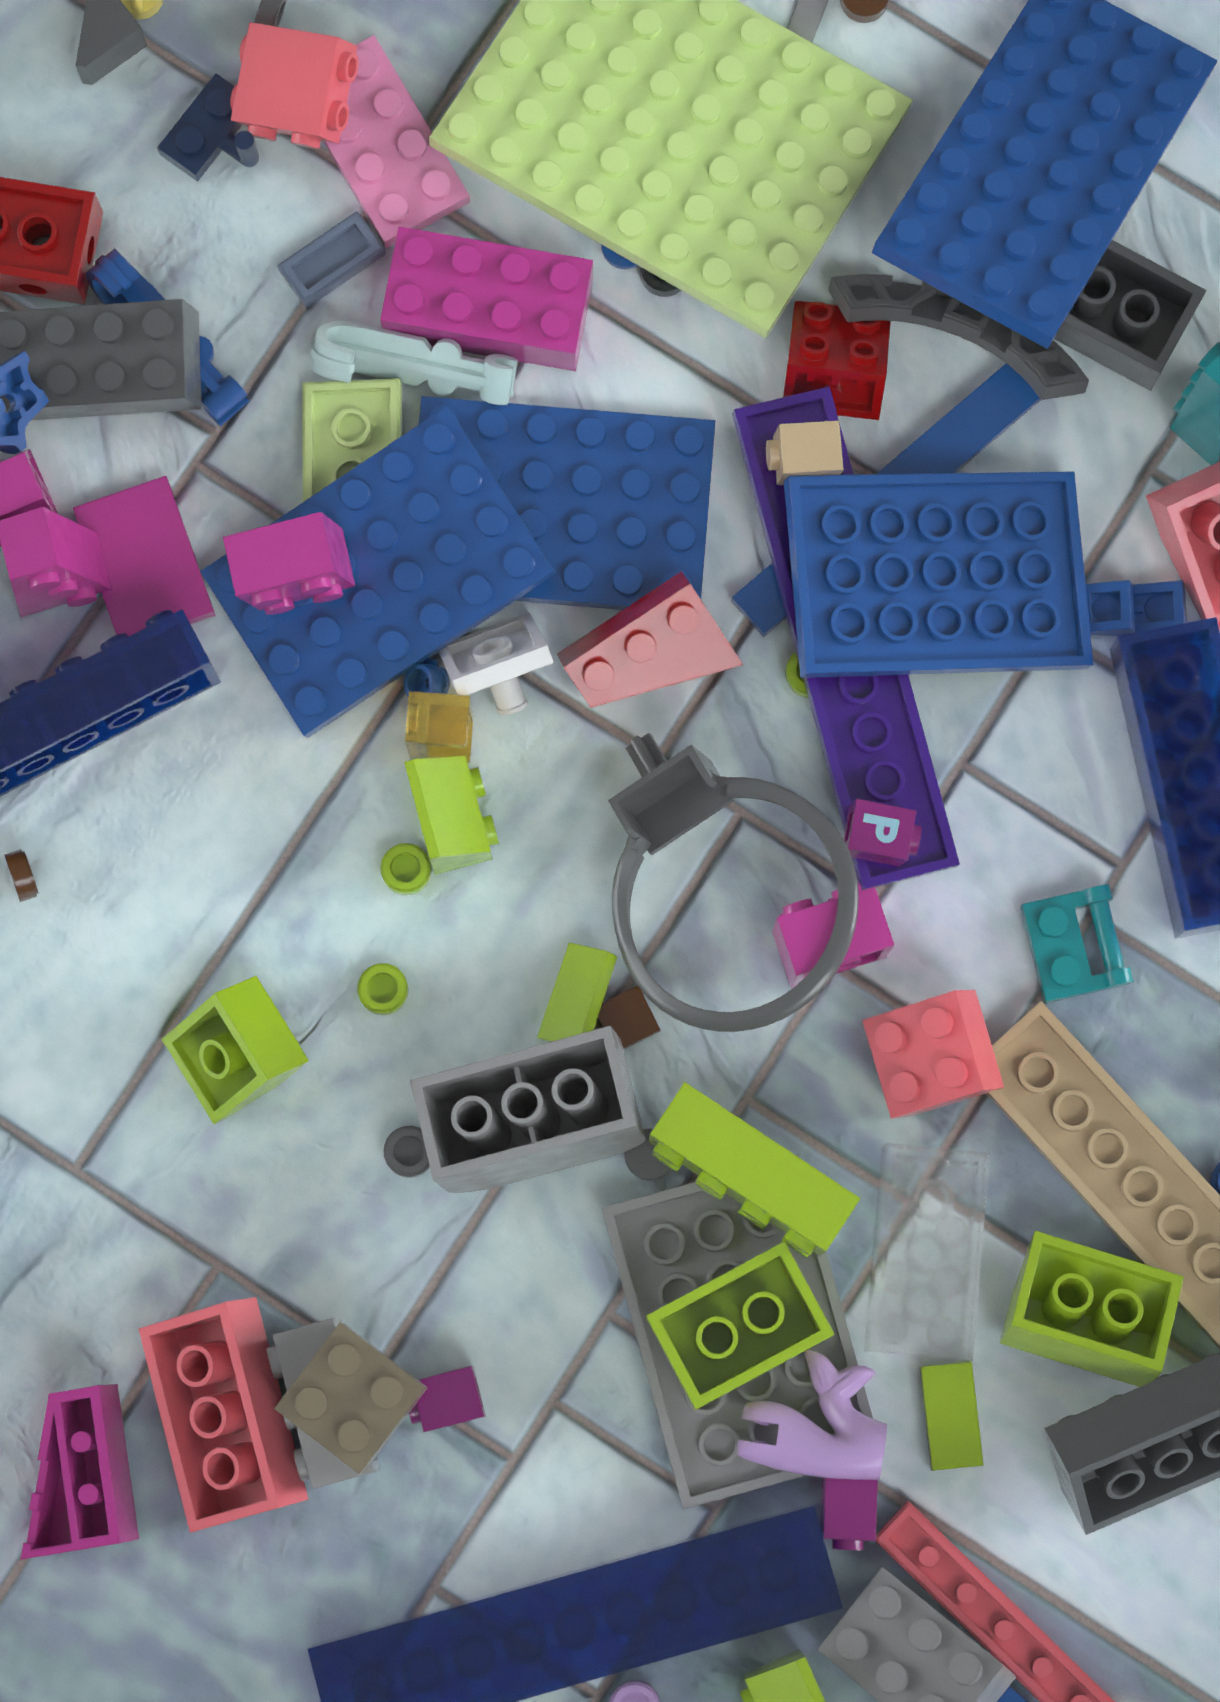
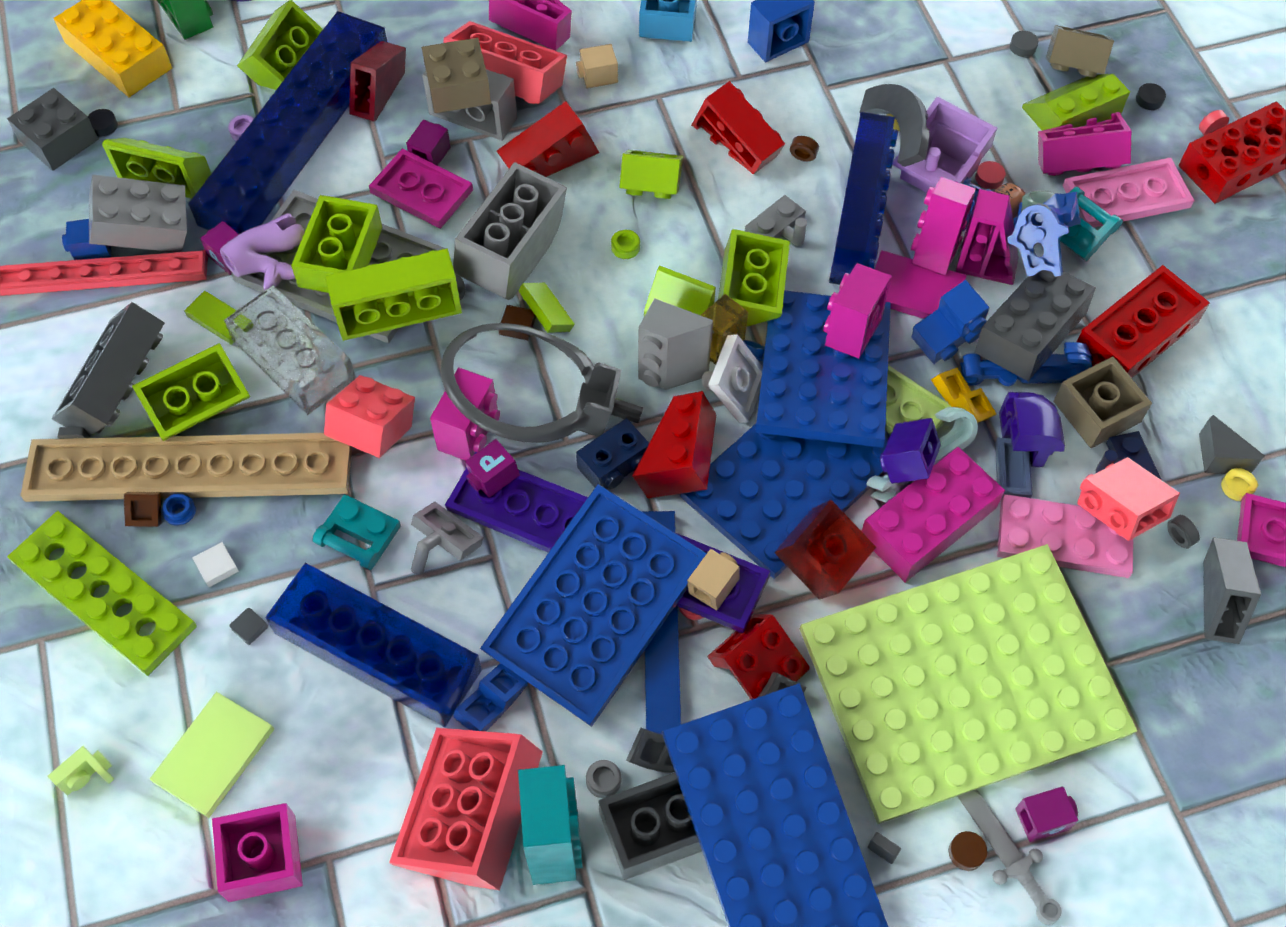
camera: 130 degrees right, 20 degrees down
(64, 984) = (739, 128): none -> red wedge
(102, 1289) = (598, 66): none -> tan brick
(158, 206) = (1102, 402): none -> dark tan brick
(179, 818) = (779, 221): none -> light grey plate
(189, 458) = (954, 322): none -> blue brick
(267, 260) = (1032, 425): none -> dark purple brick
(282, 375) = (958, 394): none -> yellow slope
(320, 759) = (755, 274): none -> lime slope
(321, 1218) = (550, 143): none -> red wedge
(394, 1587) = (374, 79): none -> dark red slope
(436, 366) = (911, 451): none -> dark purple brick
(527, 1342) = (421, 188): none -> dark pink plate
(535, 756) = (673, 346): none -> light grey slope
(650, 373) = (825, 550): none -> clear red brick
(723, 723) = (612, 455): none -> dark blue brick
(937, 76) = (884, 848): none -> dark grey piece
(991, 832) = (443, 530): none -> light grey plate
(1111, 416) = (603, 778): none -> light grey tile

